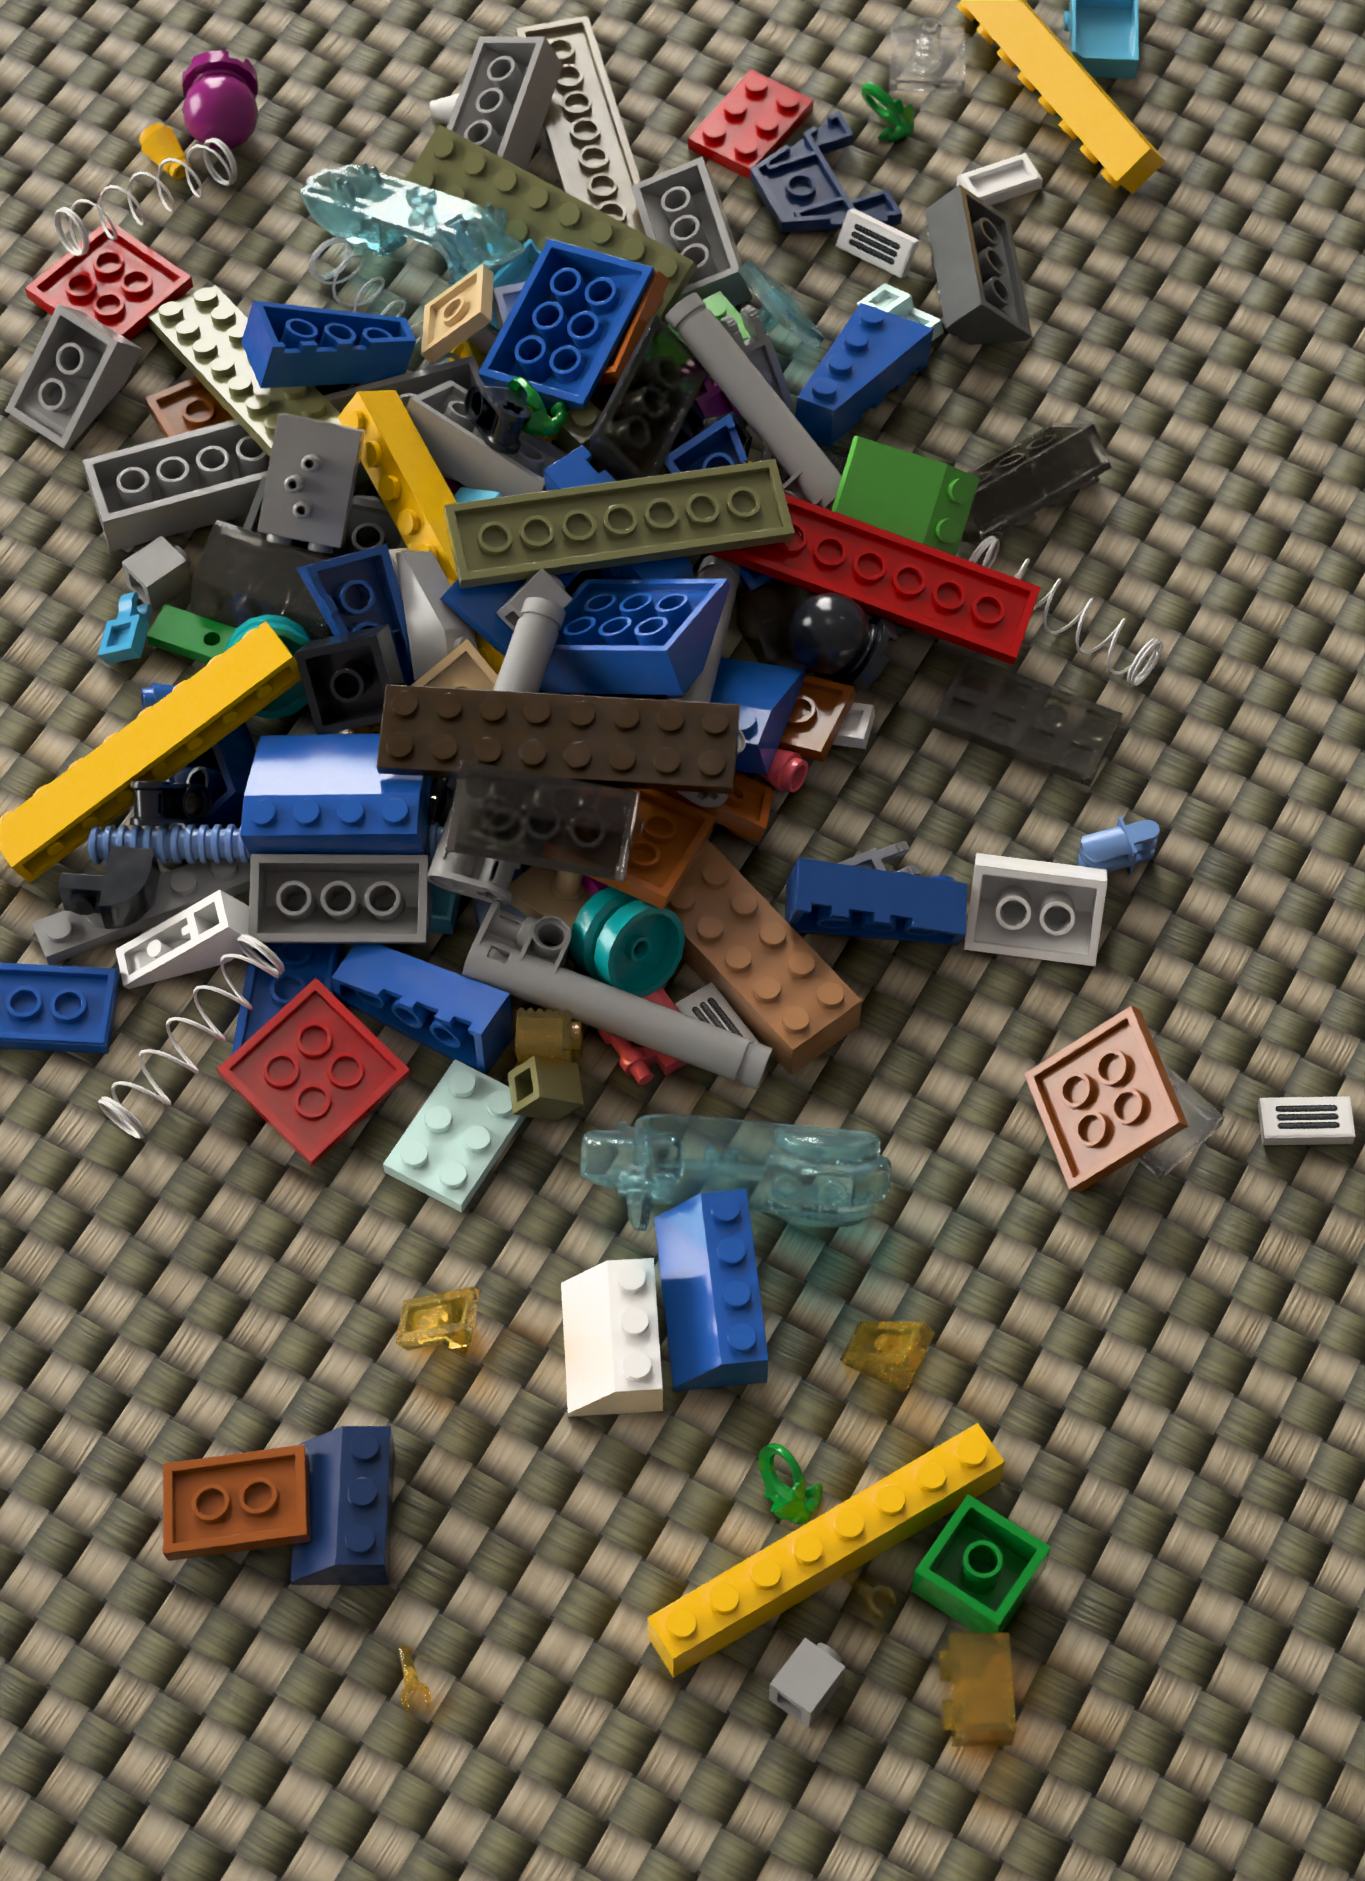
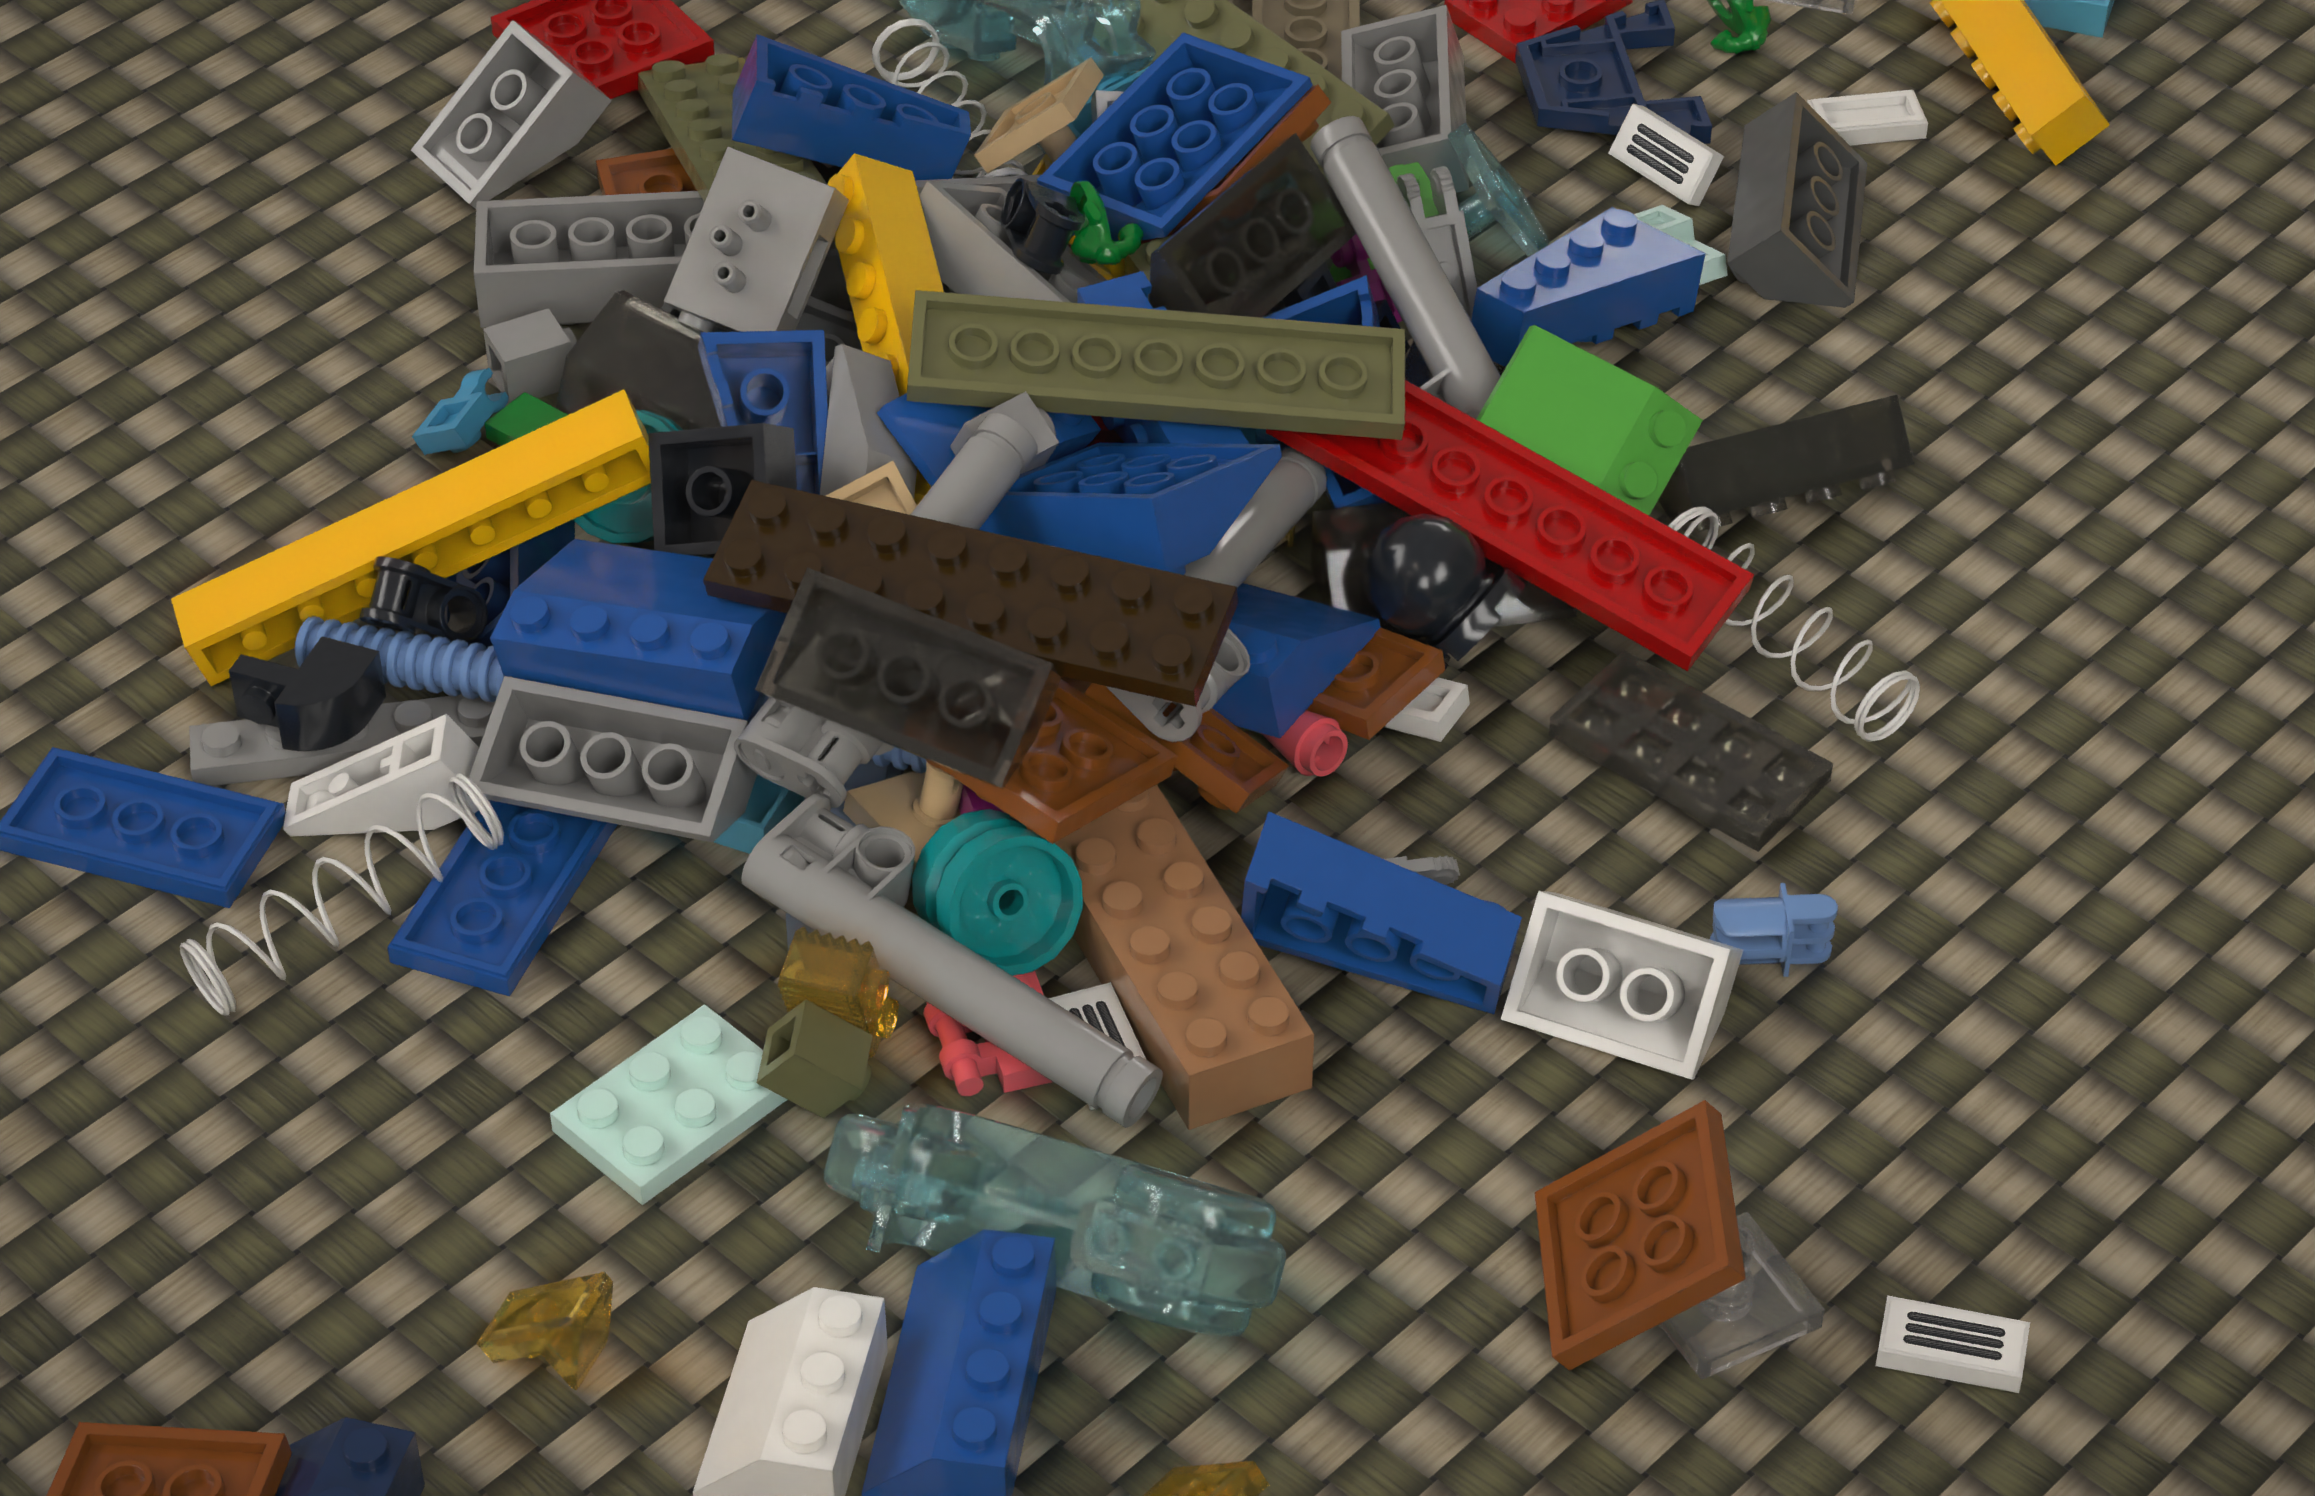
camera: 15 degrees right, 15 degrees down
(313, 1072) = (495, 974): red plate -> none
(427, 1004) = (687, 922): blue wedge -> none

